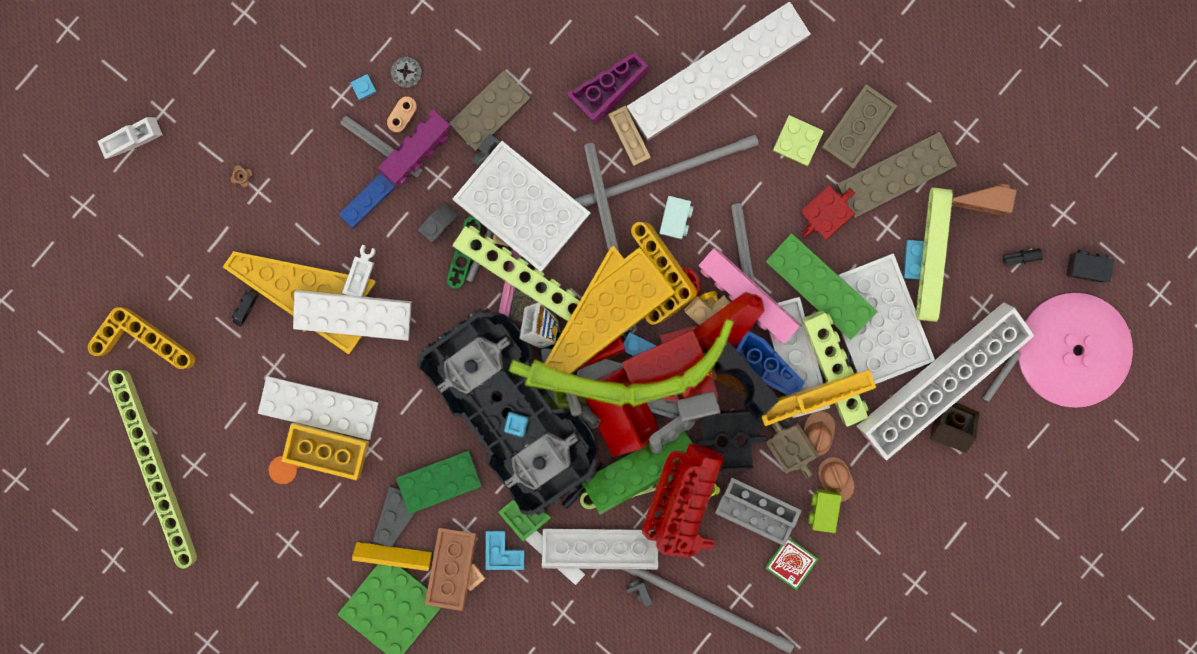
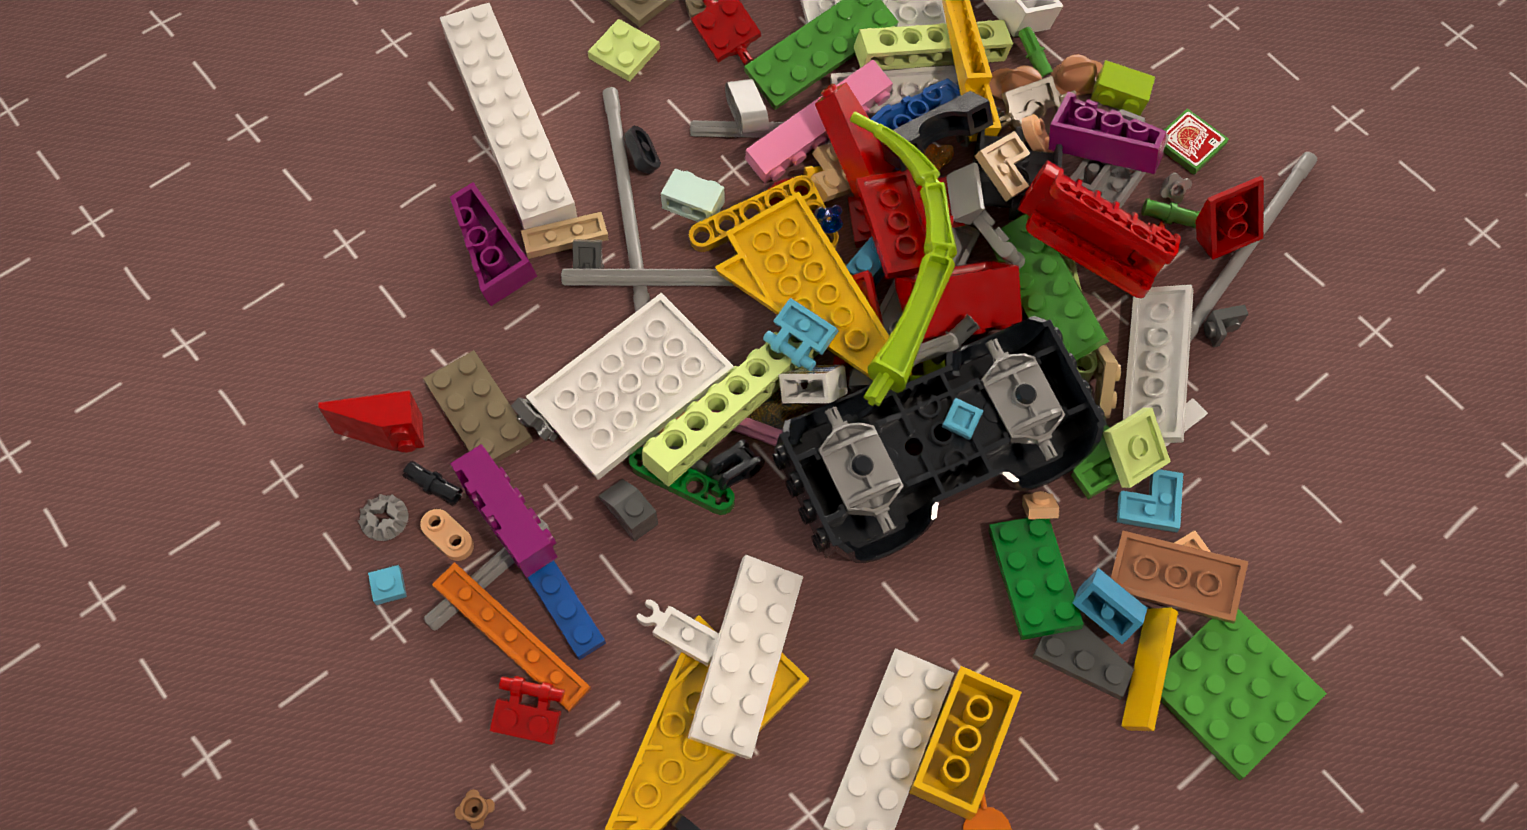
camera: 85 degrees left, 25 degrees down
(296, 192) = (523, 719): none -> red plate
(343, 171) = (510, 634): none -> orange tile
(423, 529) = (1110, 606): none -> dark azure brick
(433, 95) = (432, 483): none -> black pin
(463, 63) = (380, 420): none -> red slope
(483, 288) = (740, 460): none -> black piece
(485, 481) = (1040, 505): none -> light nougat plate
(528, 538) = (1136, 447): none -> yellowish green plate
(570, 314) = (805, 326): none -> medium azure plate
(578, 516) = (1106, 374): none -> tan plate
(608, 157) = (587, 254): none -> dark grey bracket
(660, 316) = (833, 224): none -> clear blue plate
(708, 174) = (642, 150): none -> black plate
(713, 591) = (1232, 219): none -> red slope
(724, 427) = (999, 165): none -> tan plate
(724, 552) = (1170, 213): none -> bright green pin
(746, 553) = (1170, 183): none -> light grey plate
(756, 241) = (746, 106): none -> light grey beam
(765, 453) = (1035, 133): none -> light nougat plate
(765, 497) = (1106, 136): none -> magenta wedge
(845, 444) = (1035, 52): none -> bright green axle

